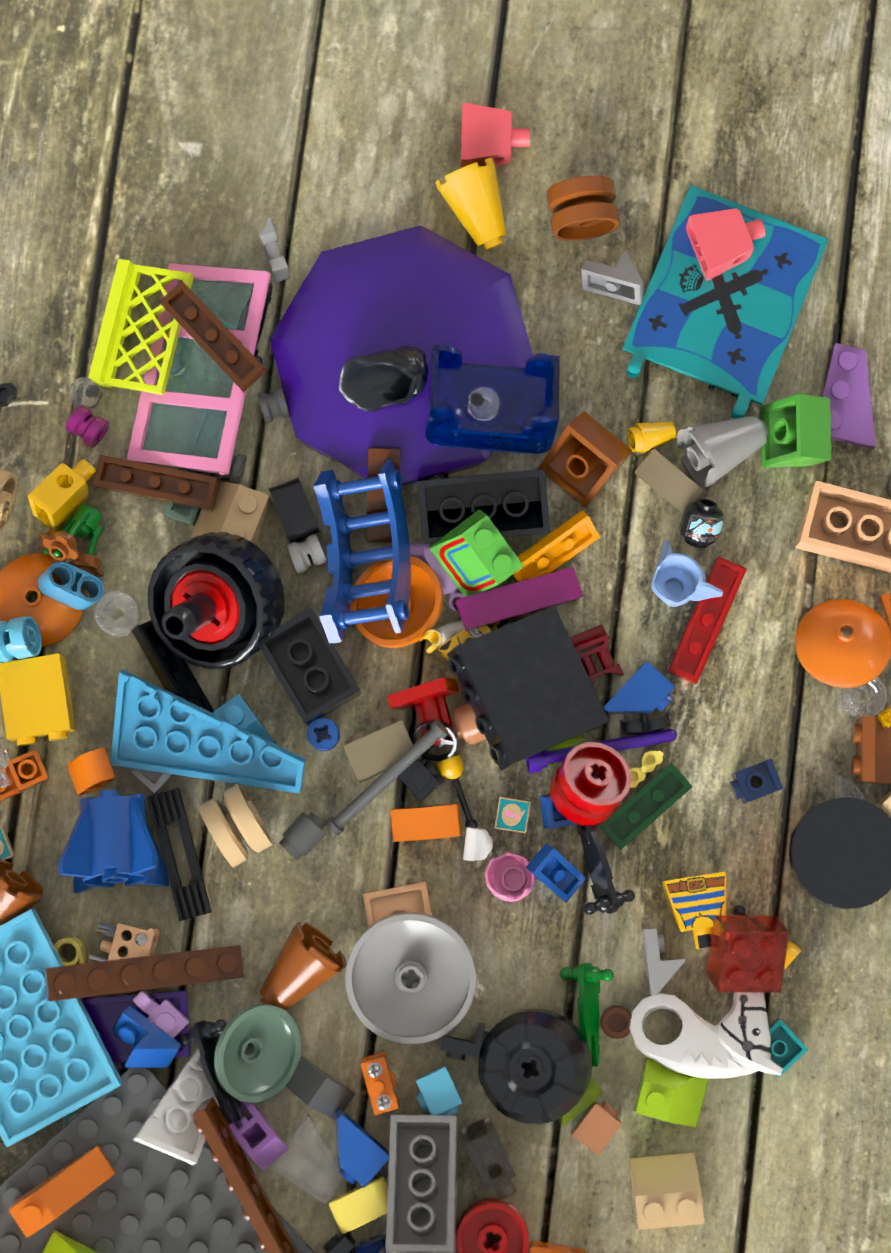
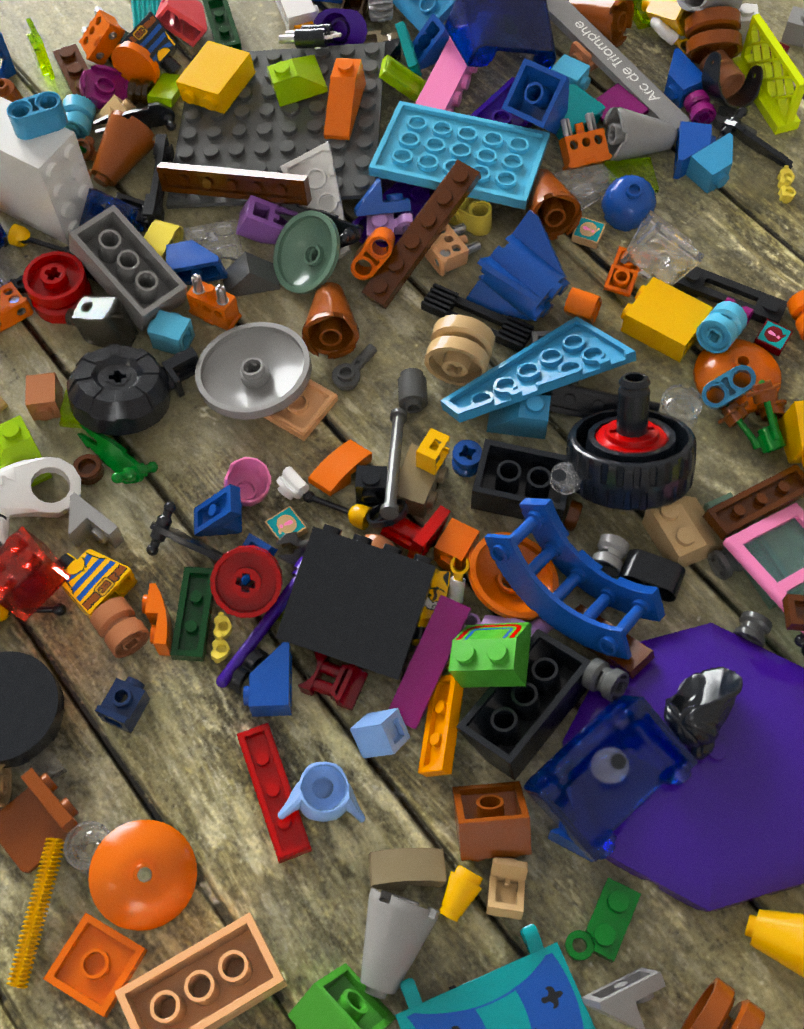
camera: 130 degrees right, 20 degrees down
(202, 997) = (373, 253): none -> orange beam
(286, 628) = (564, 478): none -> clear tile
(297, 607) = (572, 515): none -> reddish brown tile
(337, 906) = (347, 375): none -> dark grey plate
(349, 757) = (430, 450): none -> yellow piece
(408, 668) = (456, 541): none -> orange brick
(420, 462) = (607, 681): none -> dark grey wheel
(519, 785) = (295, 541): none -> dark grey bar
(576, 332) = (606, 923): none -> green hinge
(599, 586) = (380, 733): none -> light blue panel
(620, 408) = (506, 888): none -> tan bracket
(669, 836) = (159, 617): none -> orange slope
(701, 523) = (348, 856): head -> none
(710, 844) = (119, 627): none -> nougat wheel

